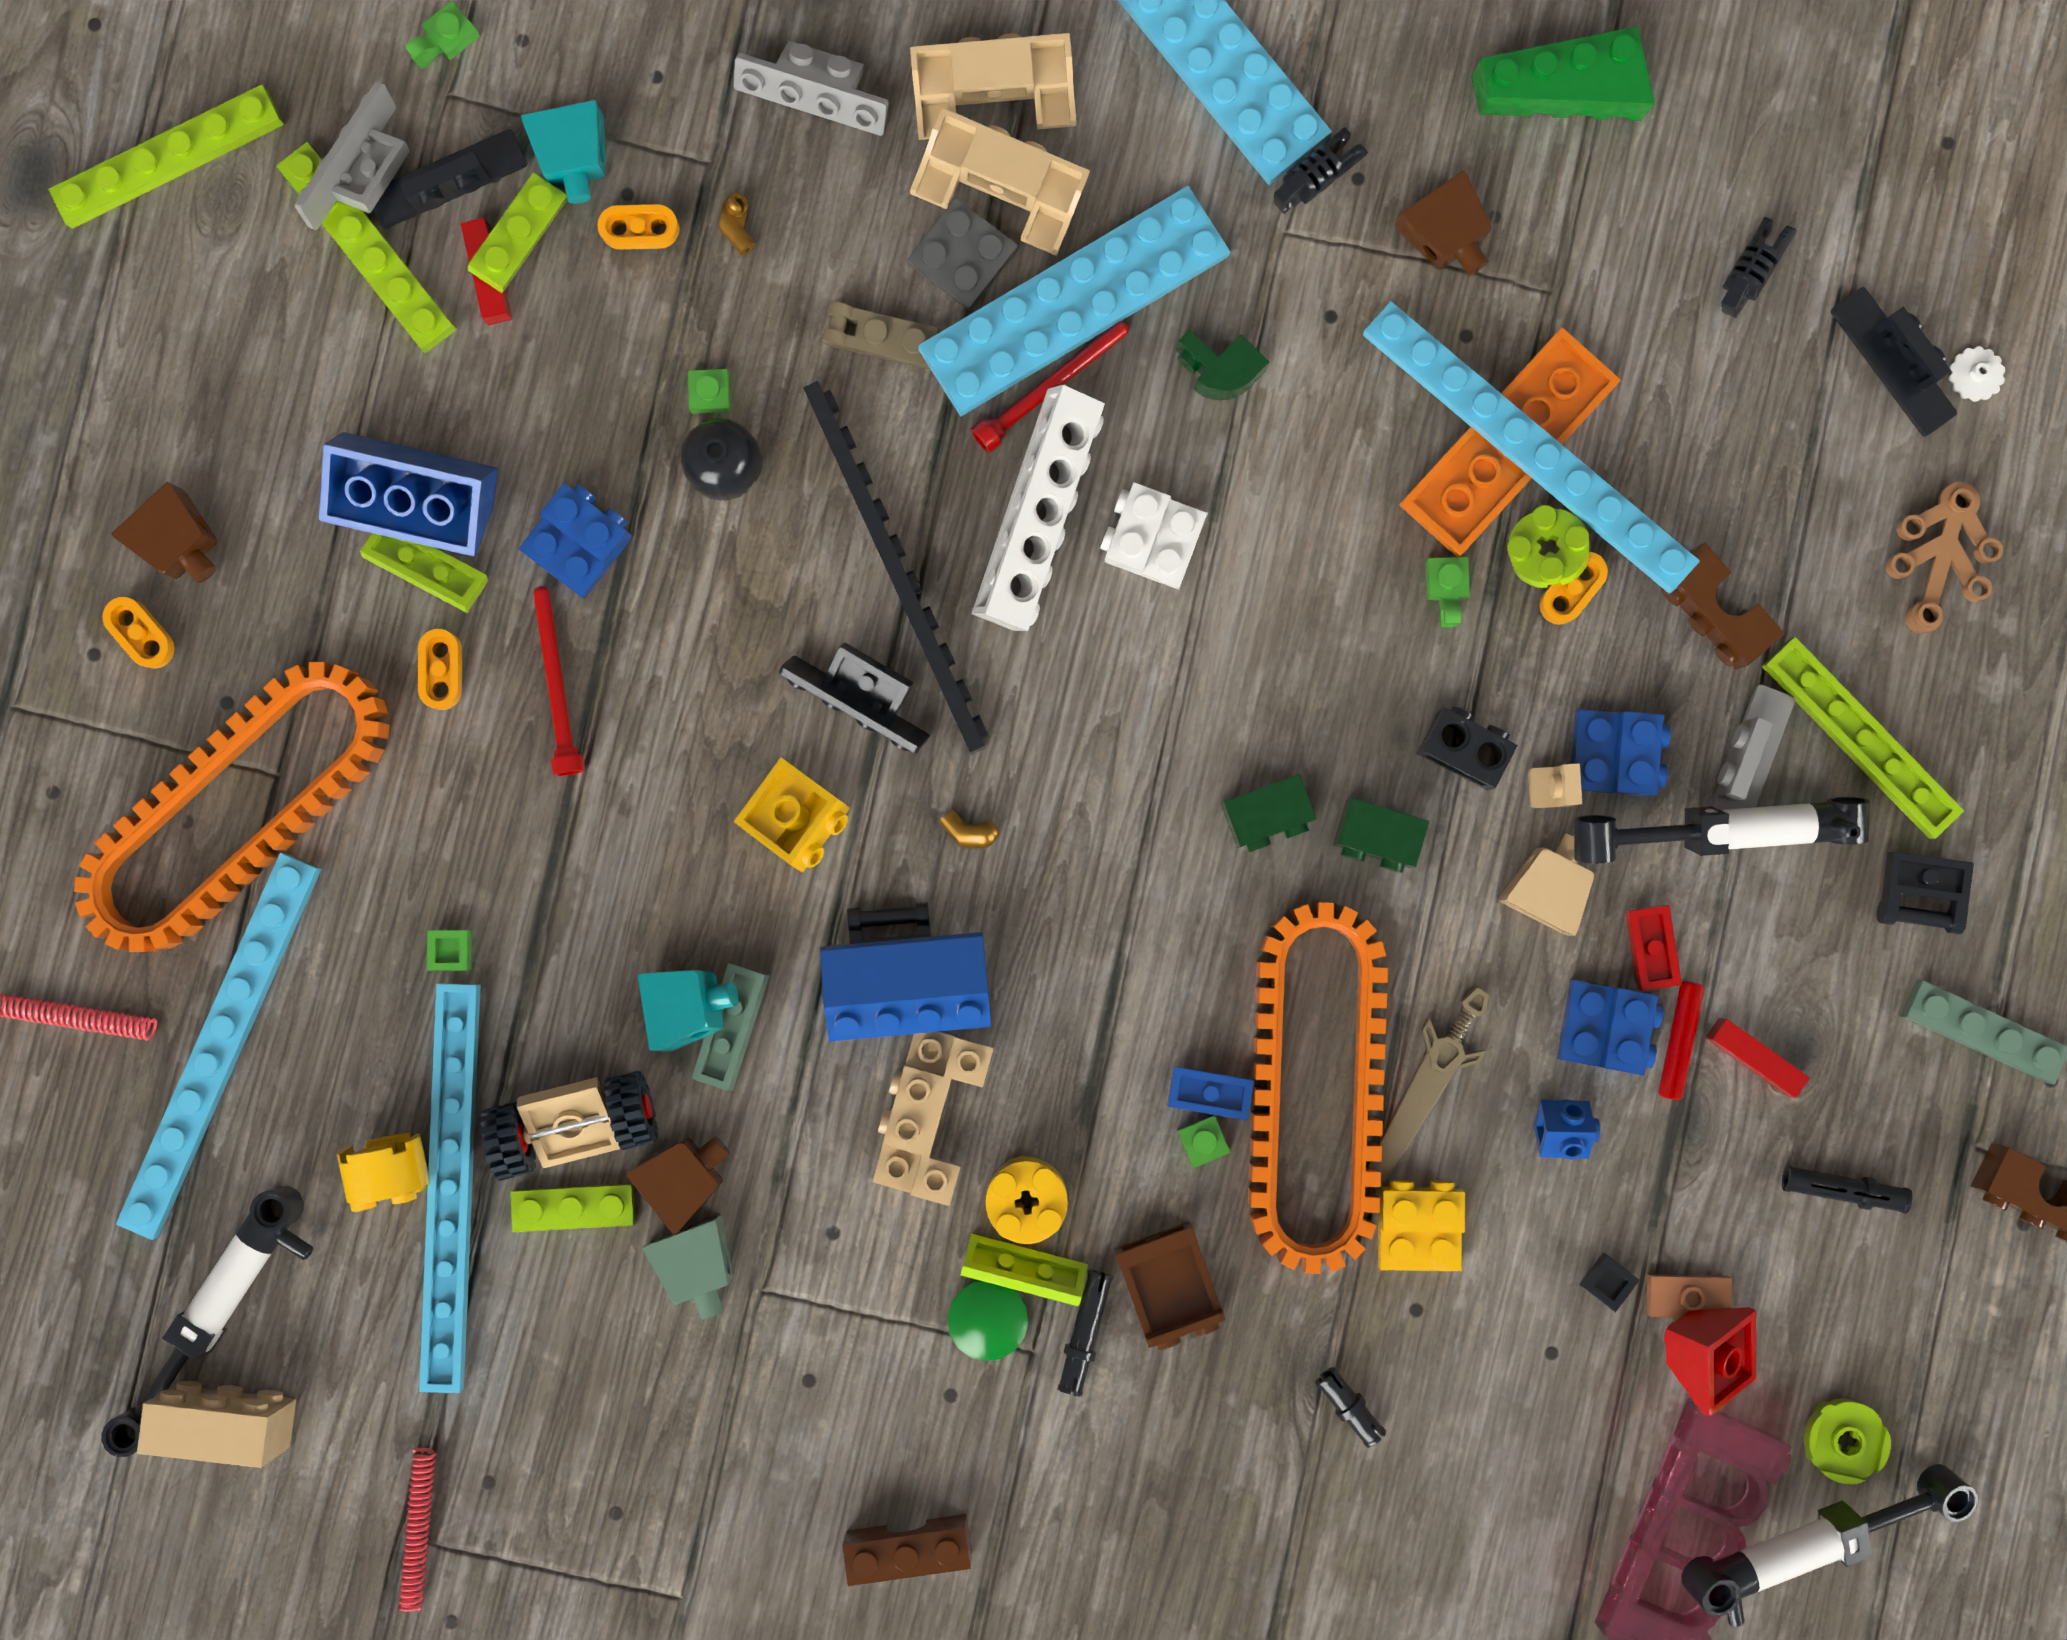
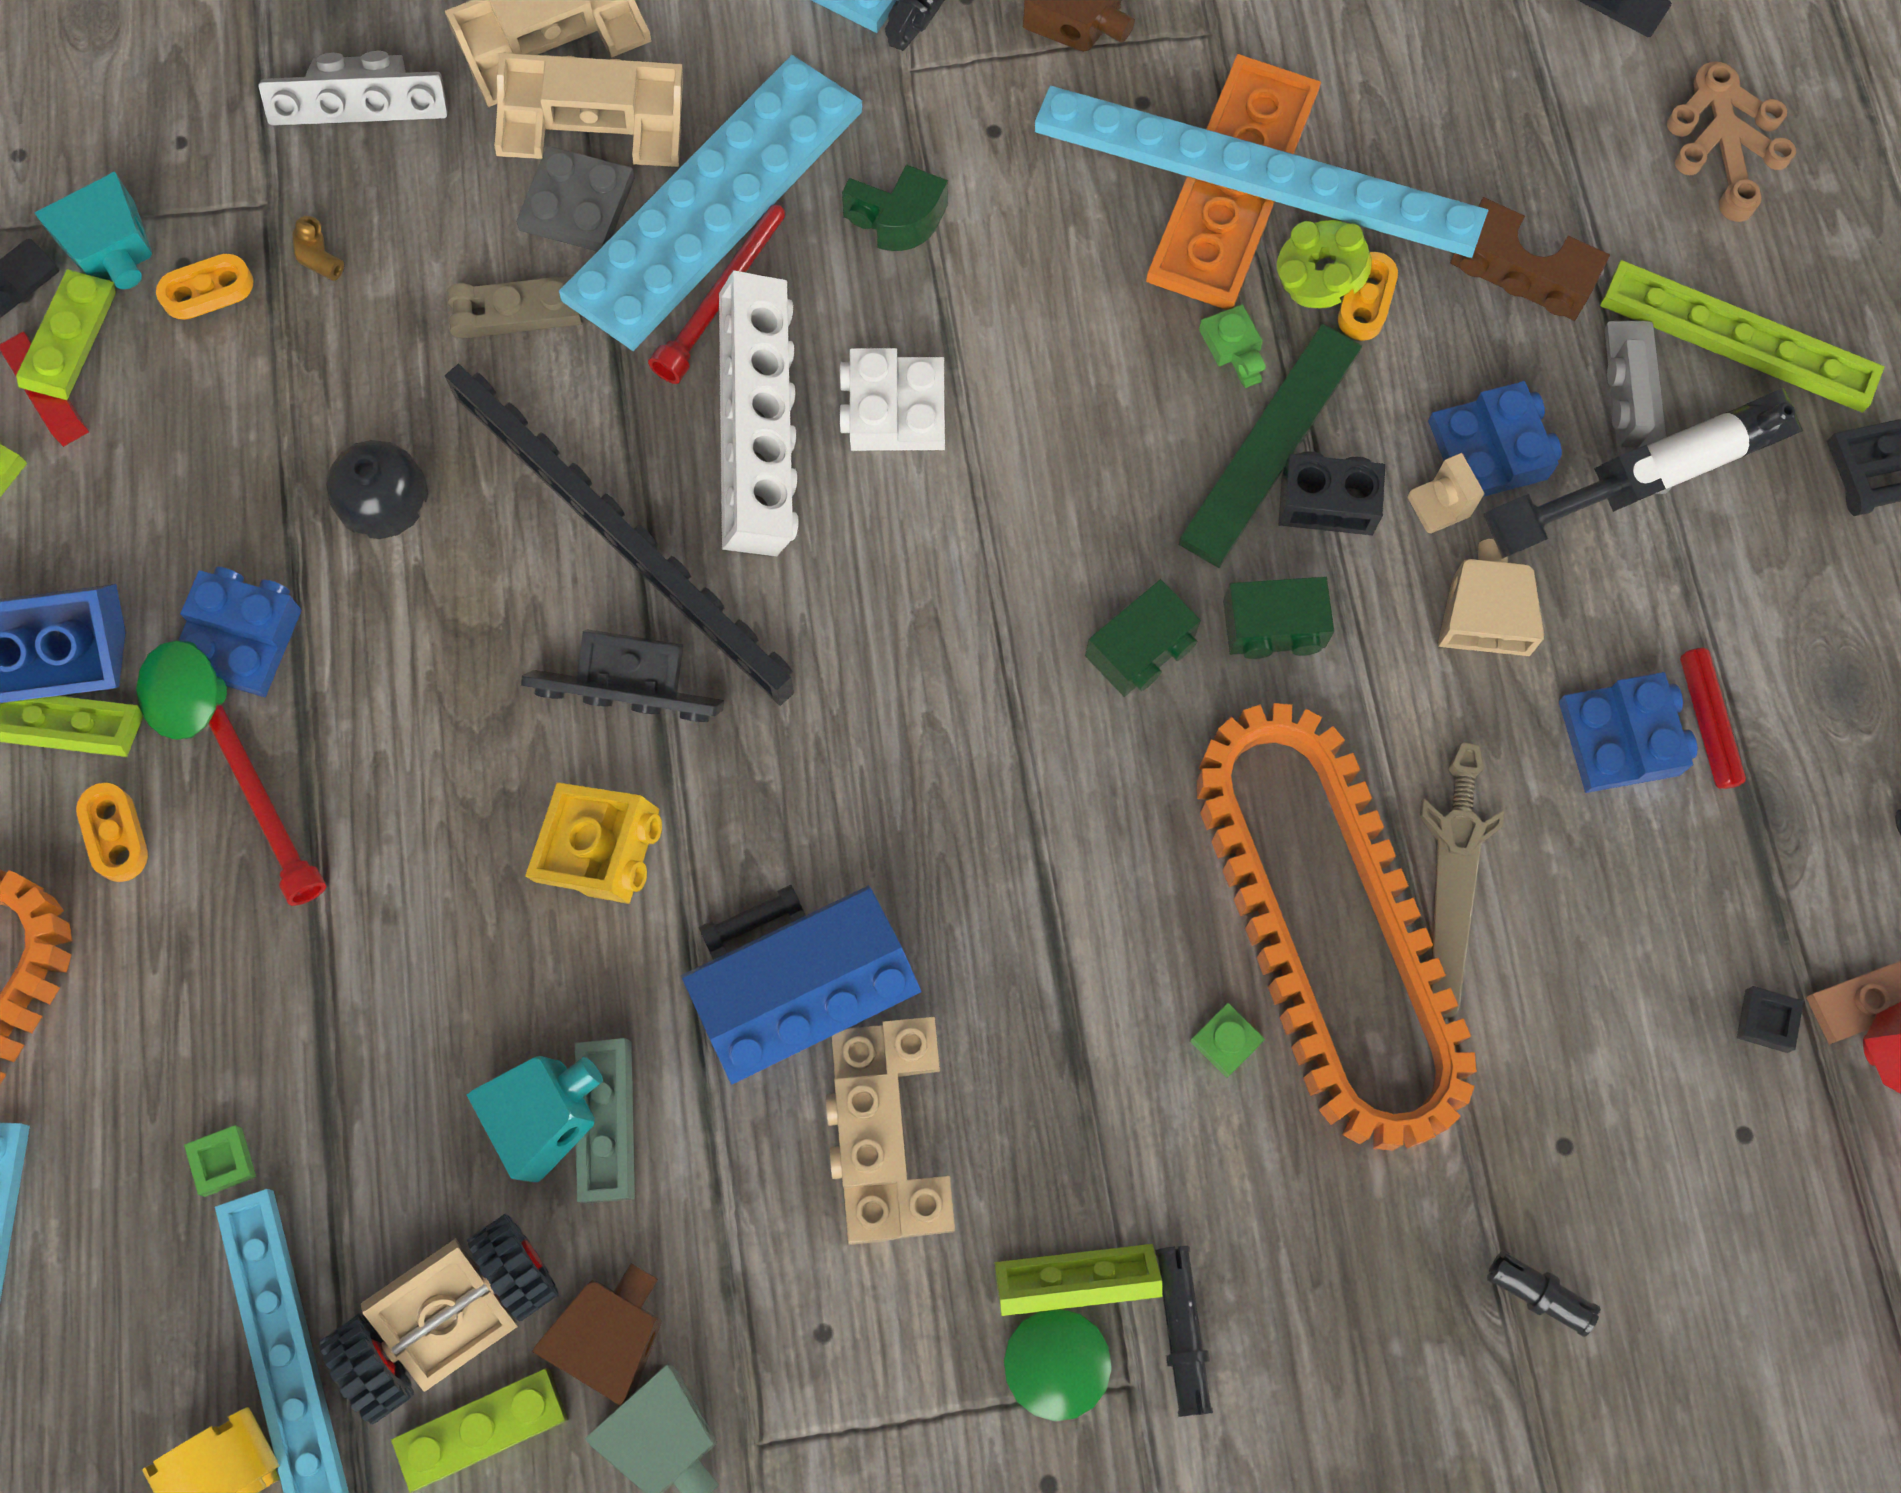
camera: 25 degrees left, 15 degrees down
(520, 575) = (178, 690): none -> green dish
(709, 391) = (339, 425): bright green plate -> none
(969, 835) = (812, 791): pearl gold arm -> none
(1010, 1217) = (1055, 1158): yellow brick -> none
(1170, 1286) = (1262, 1230): reddish brown panel -> none
(1210, 1093) = (1212, 978): blue plate -> none
(1421, 1226) = (1525, 1040): yellow plate -> none
(1439, 685) = (1268, 446): none -> dark green tile
(1565, 1129) = (1635, 859): blue brick -> none
(1653, 948) = (1632, 628): red plate -> none
(1757, 1057) = (1804, 704): red piece -> none

